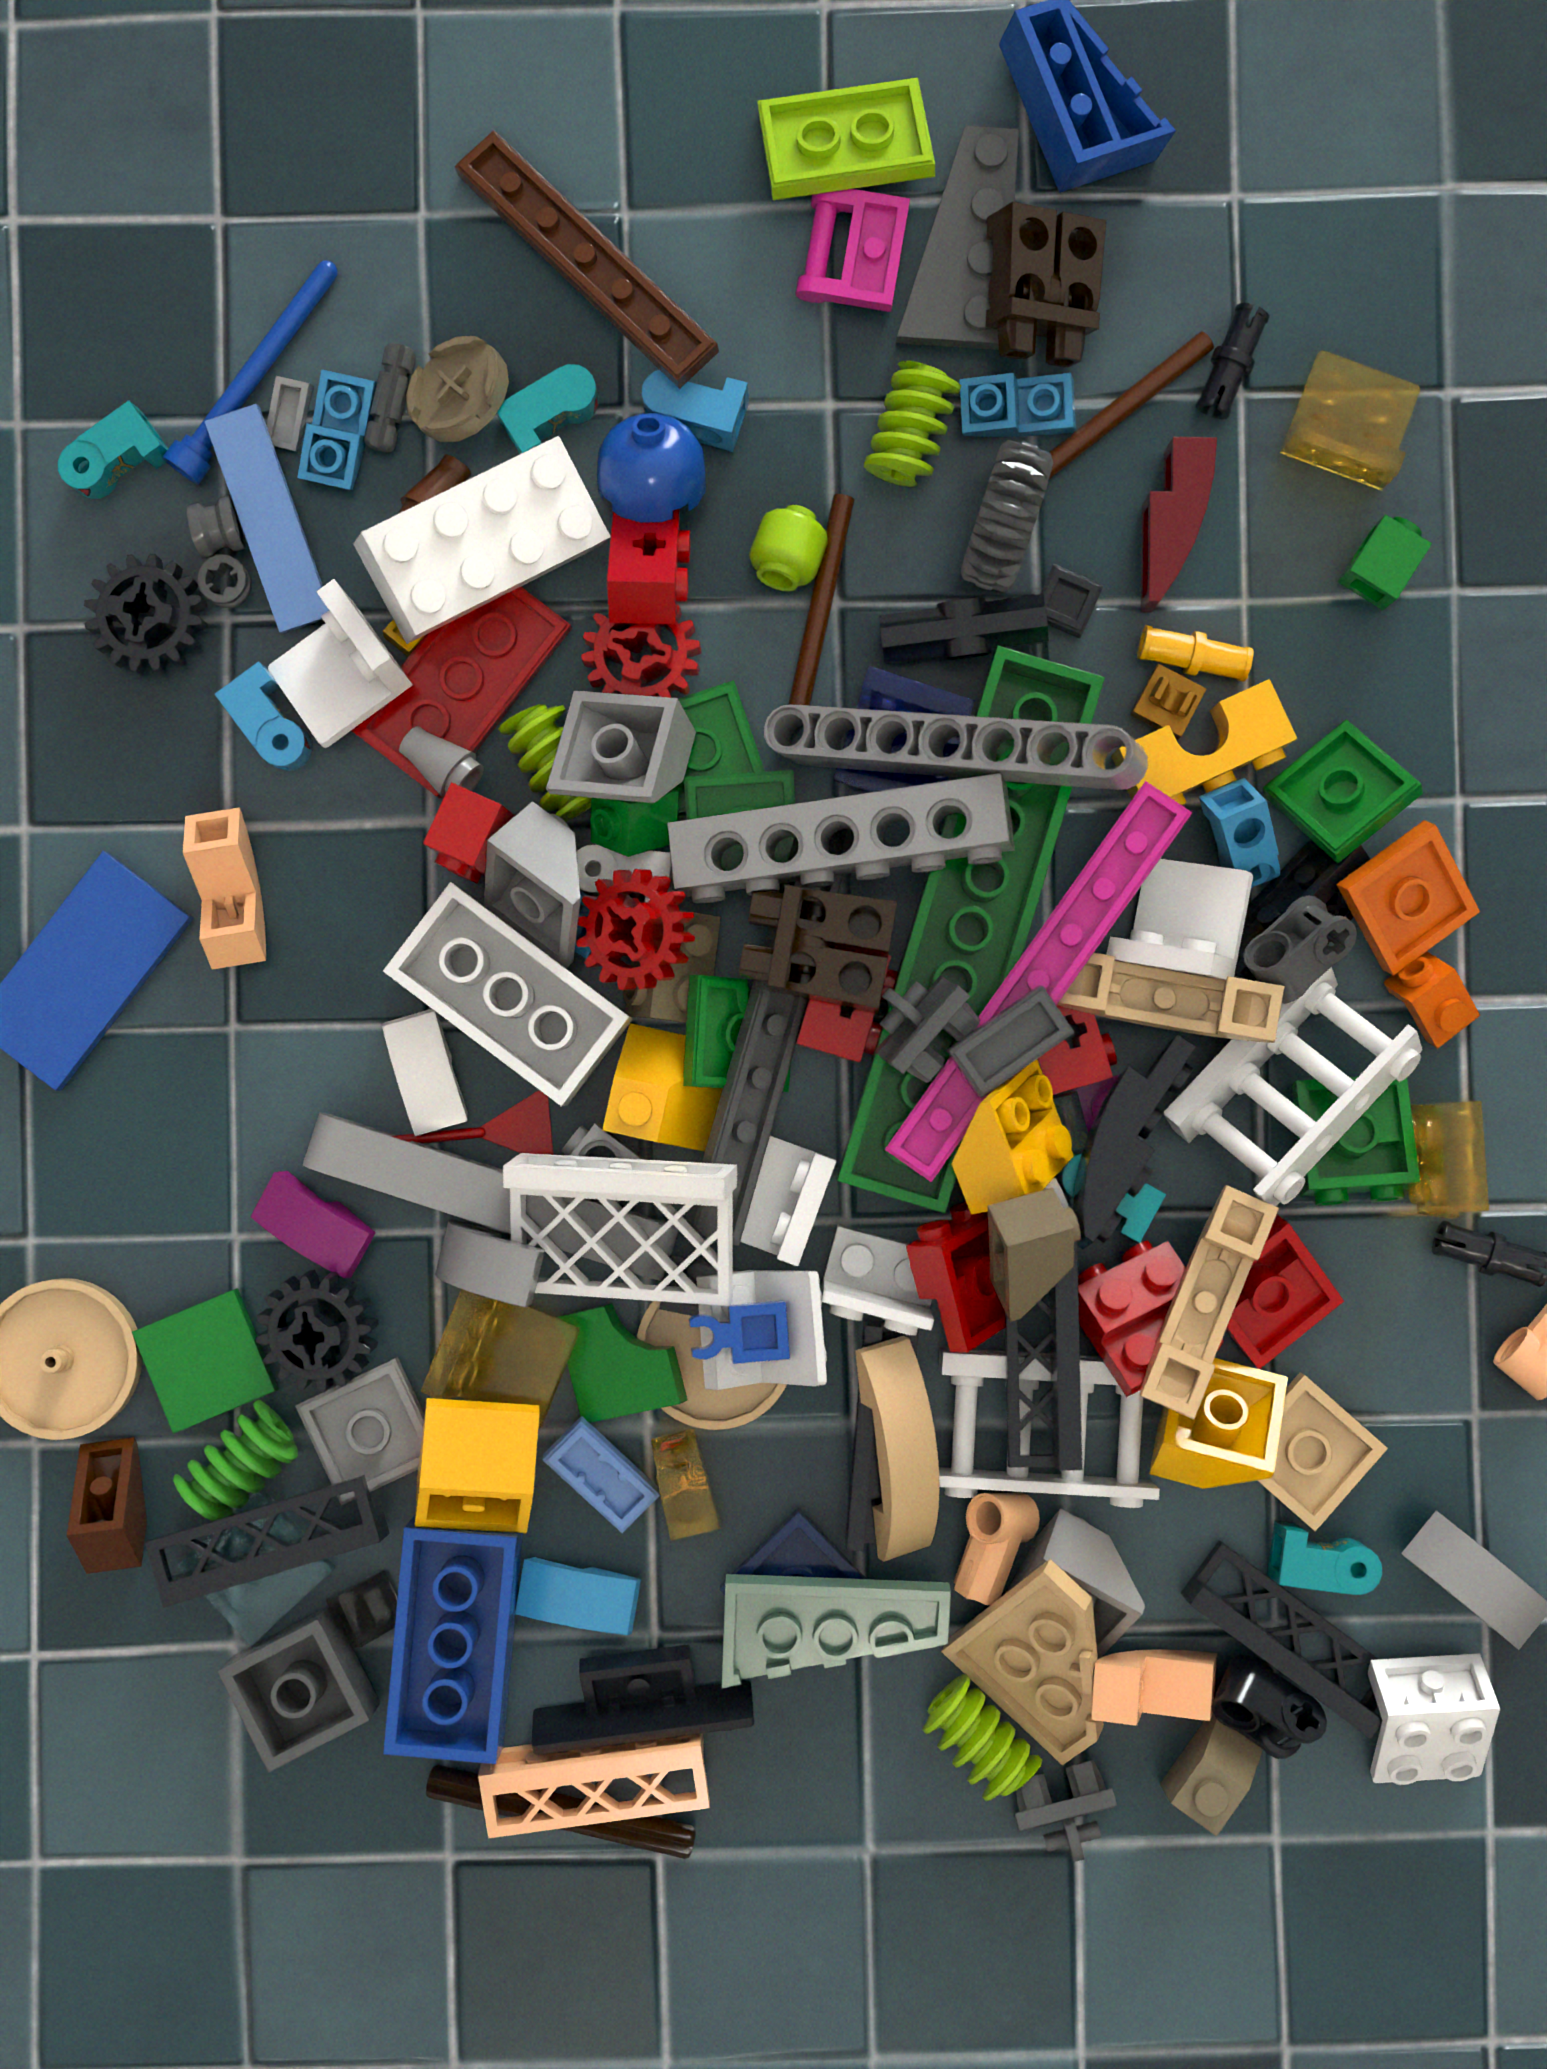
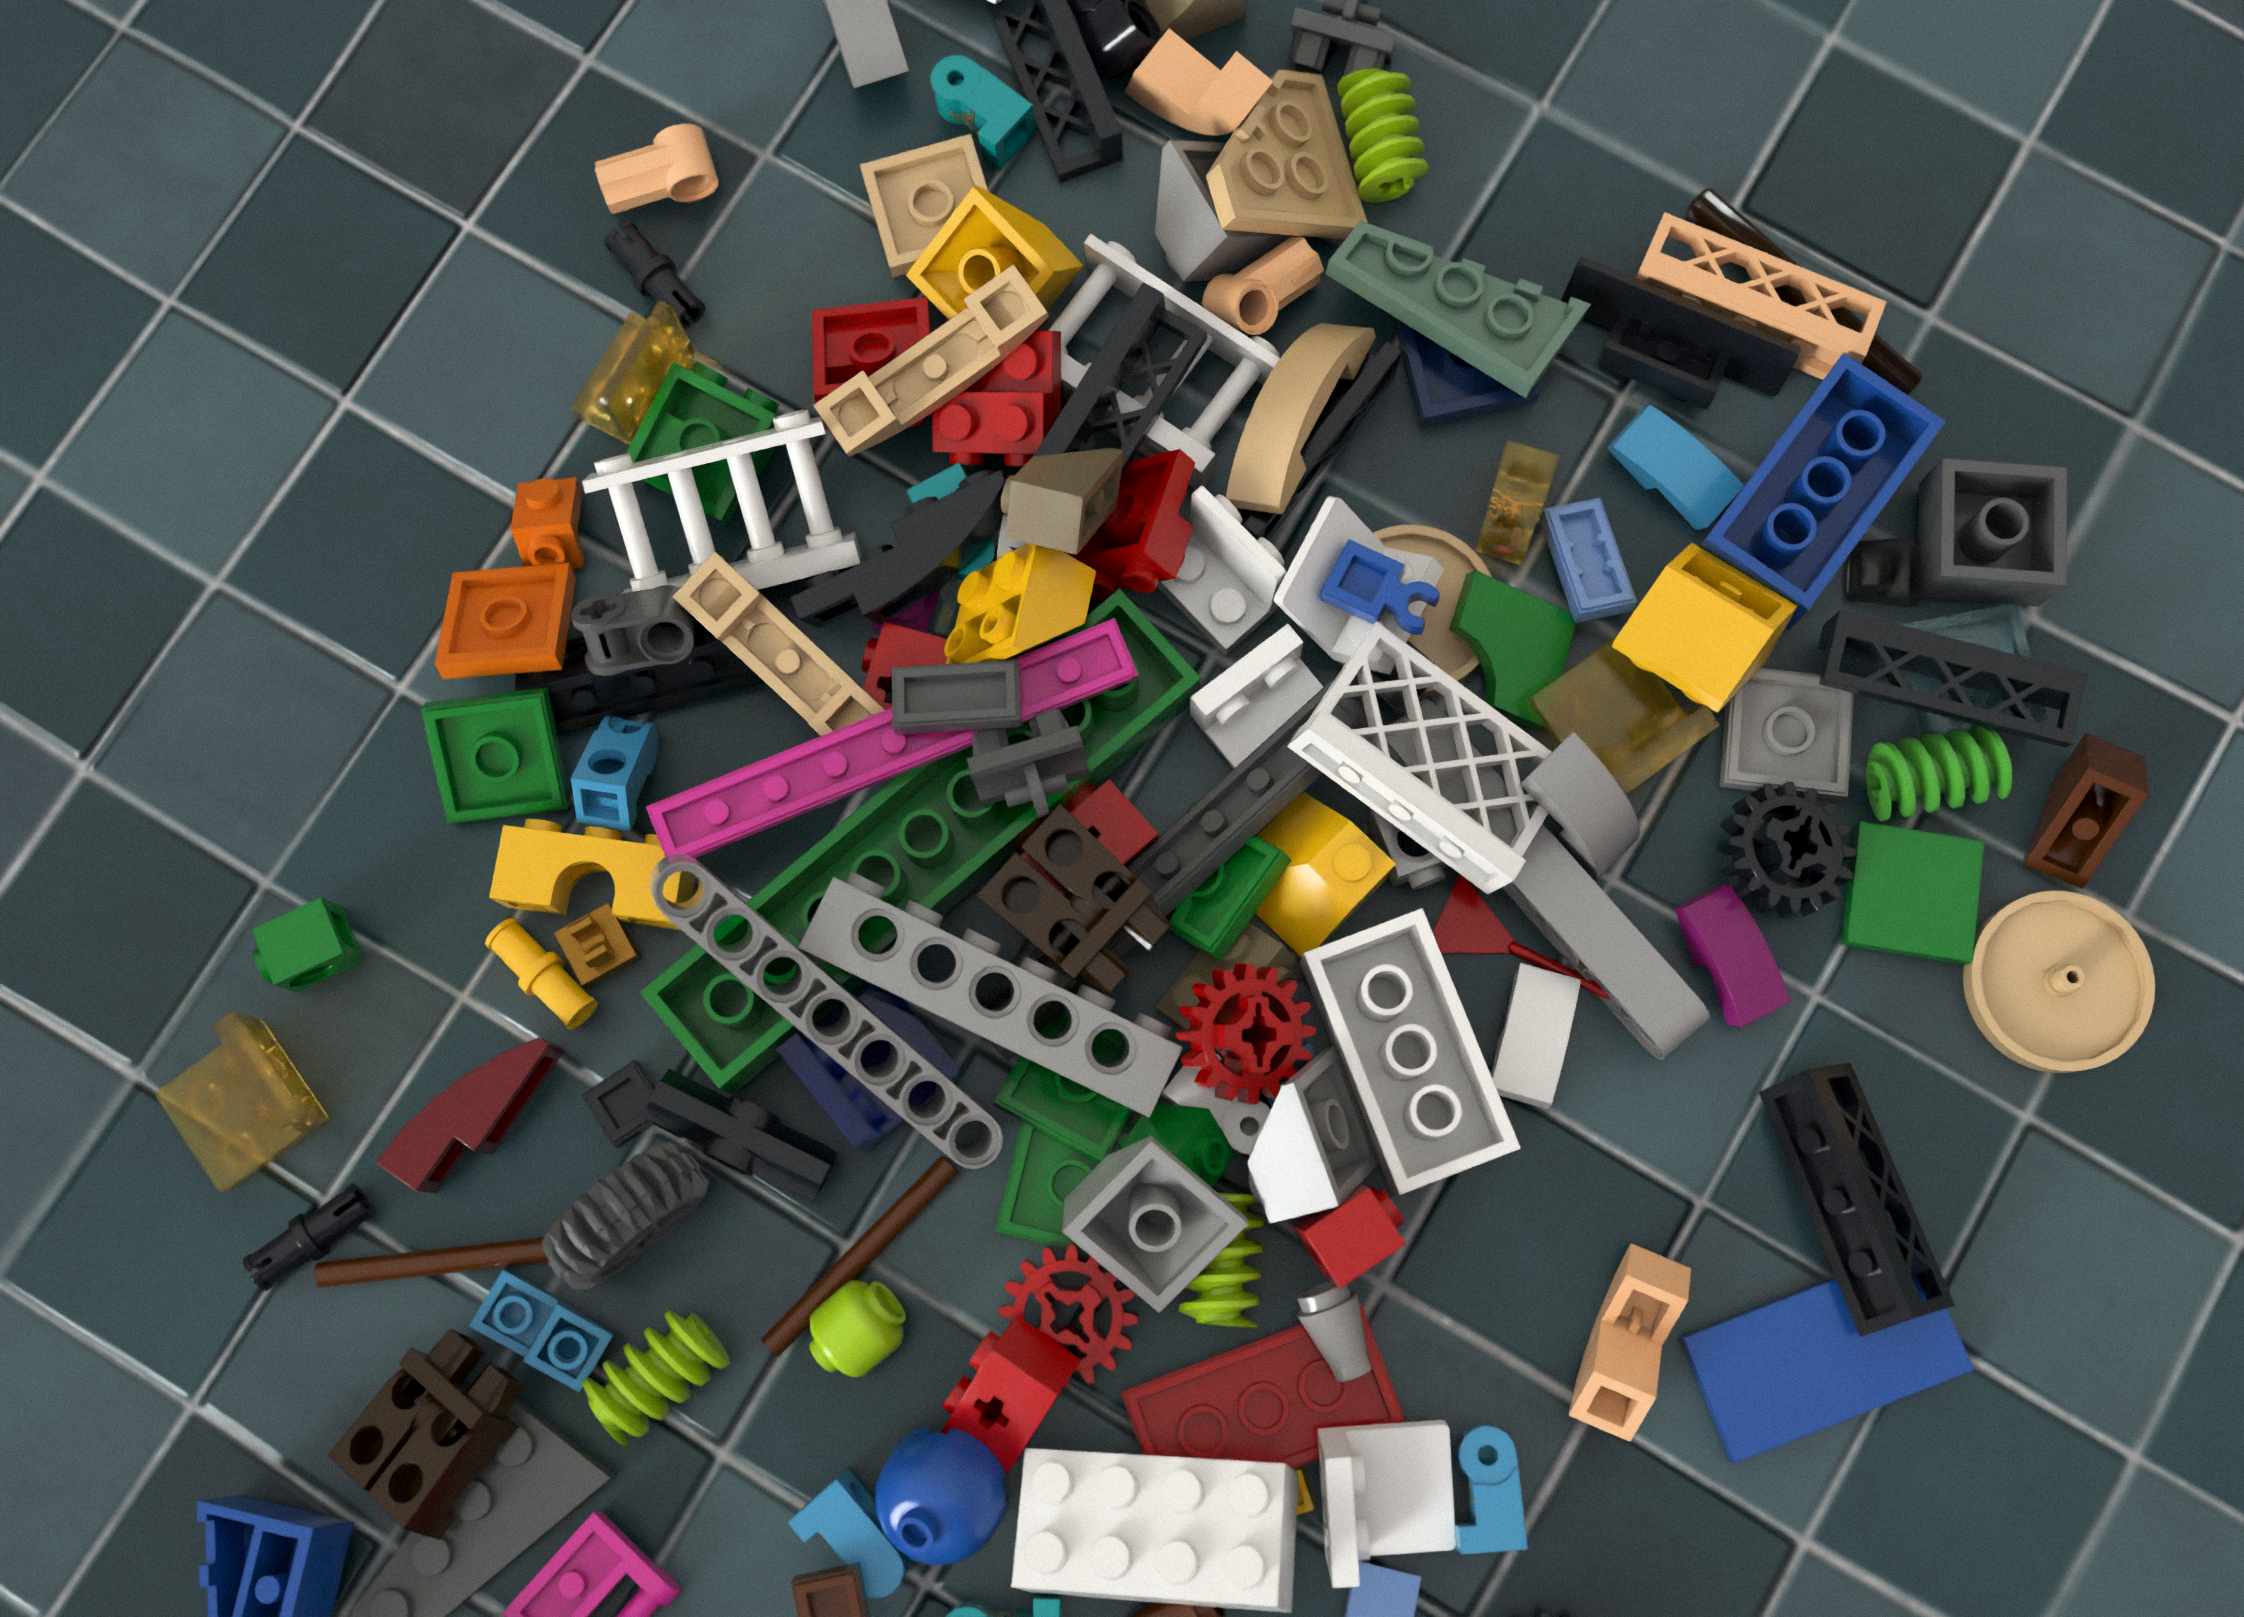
camera: 145 degrees left, 10 degrees down
(124, 1090) = (1850, 1199): none -> black fence
(1188, 920) = (719, 717): white bracket -> none

